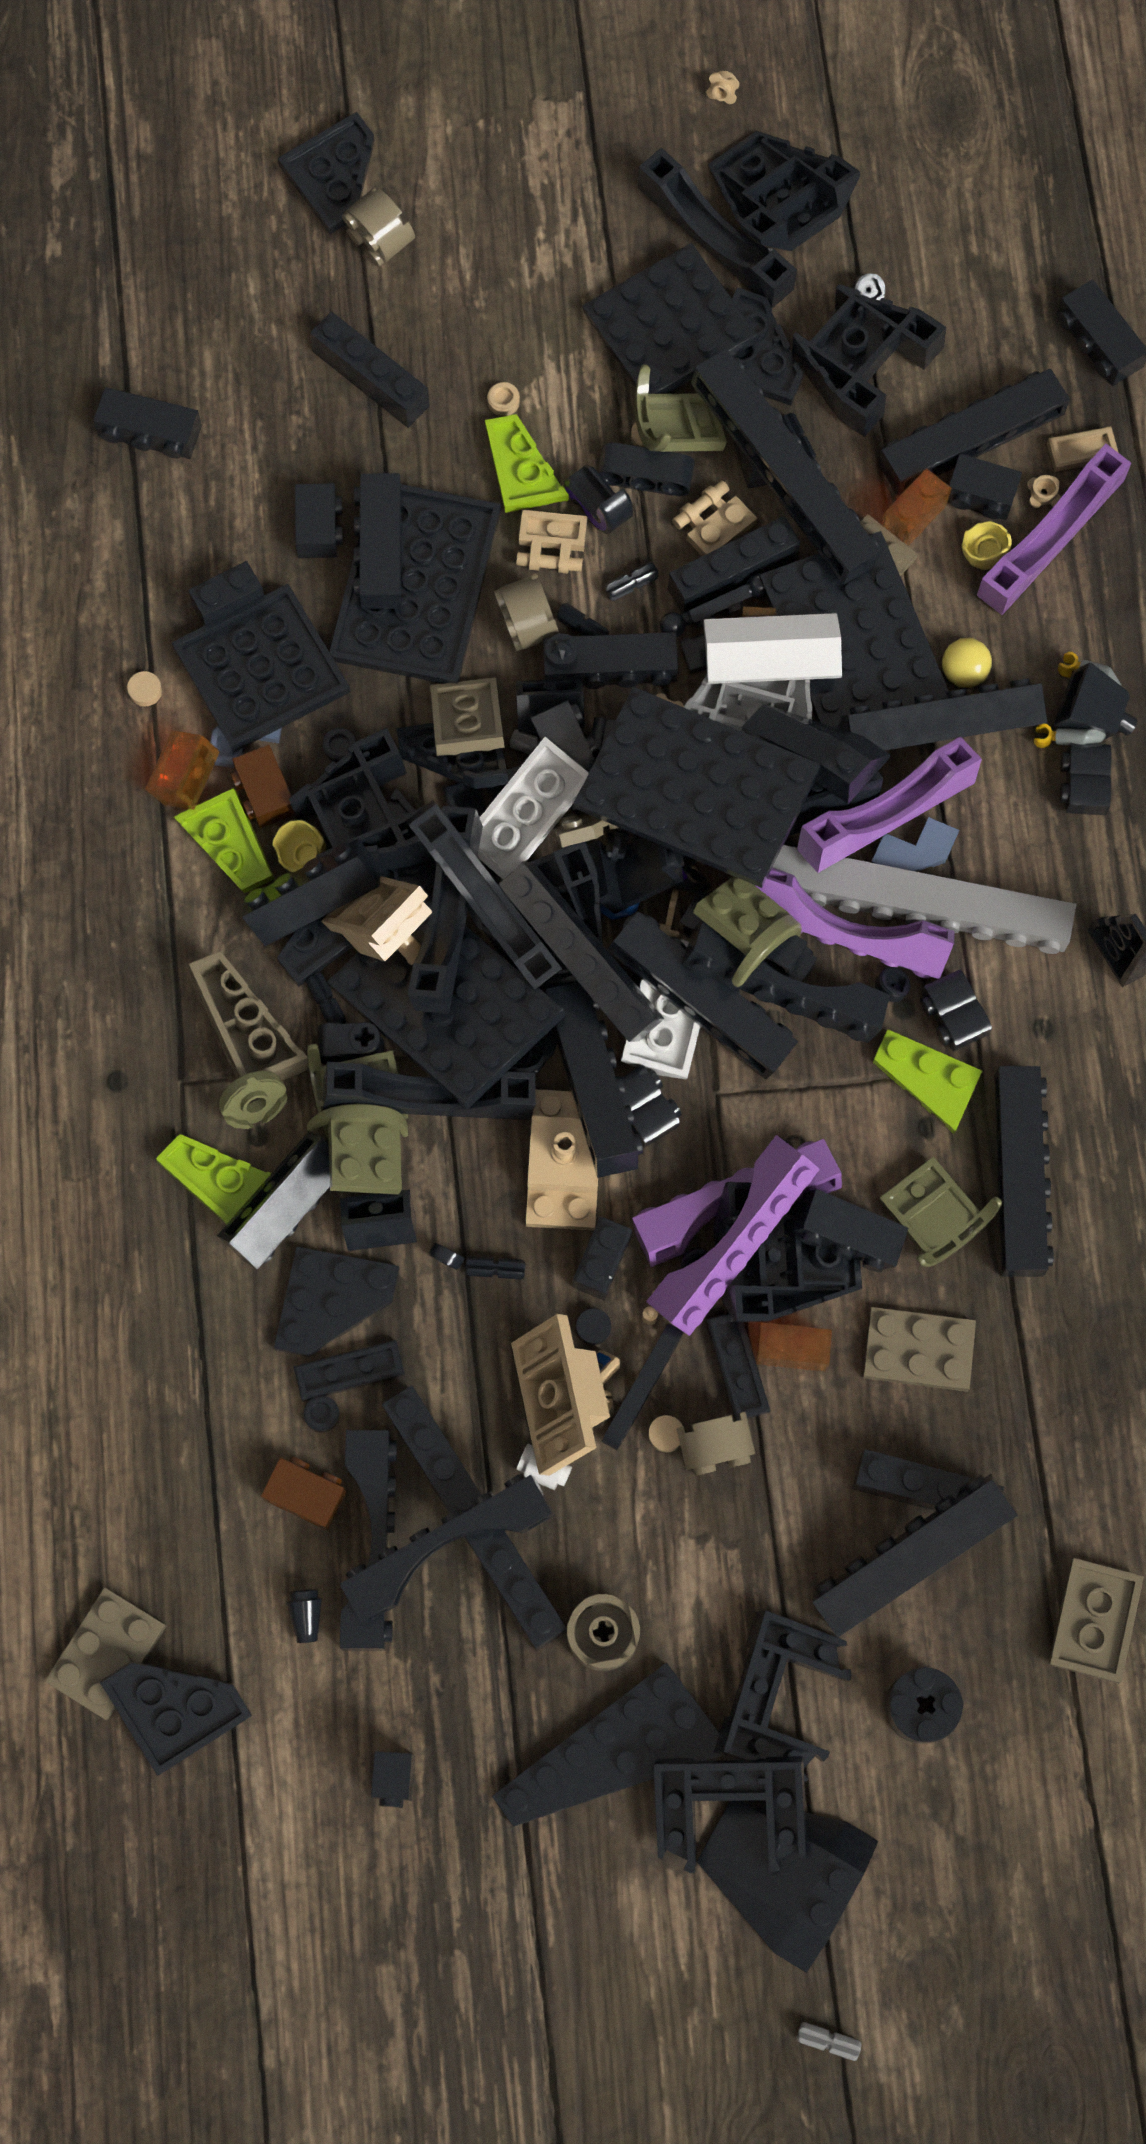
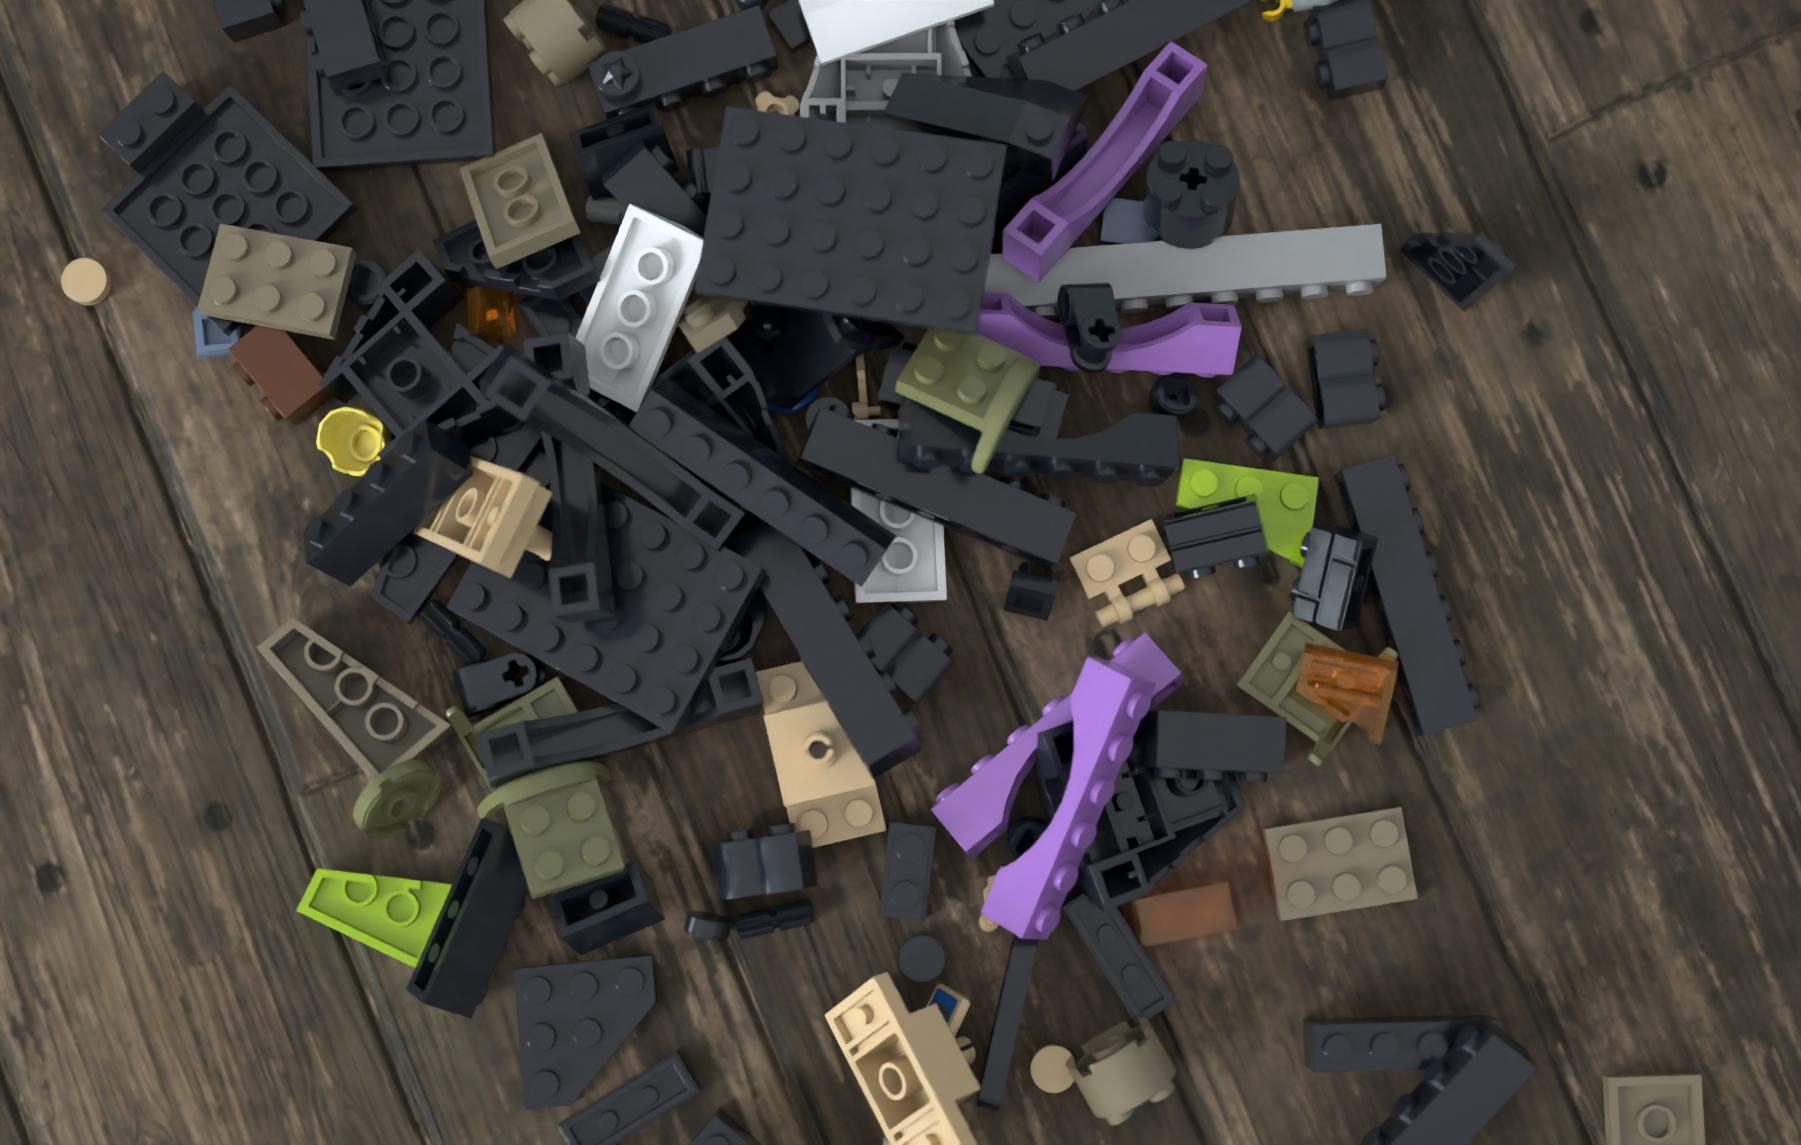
camera: 15 degrees left, 10 degrees up
(182, 770) = (169, 380): clear orange brick -> none
(229, 839) = (261, 454): lime wing -> none
(281, 723) = (277, 281): none -> dark tan plate
(421, 787) = (490, 312): none -> clear orange plate
(501, 1222) = (765, 863): none -> black brick
(749, 1091) = (1030, 593): none -> black tile
(822, 1088) = (1121, 560): none -> tan plate
(845, 910) = (1089, 324): none -> black piece
(895, 1087) = (1216, 536): none -> black brick
(944, 843) = (1191, 193): none -> black brick
(960, 1218) = (1349, 686): none -> clear orange wing
(971, 1138) = (1333, 576): none -> black brick
(1019, 1006) = (1344, 378): none -> black brick

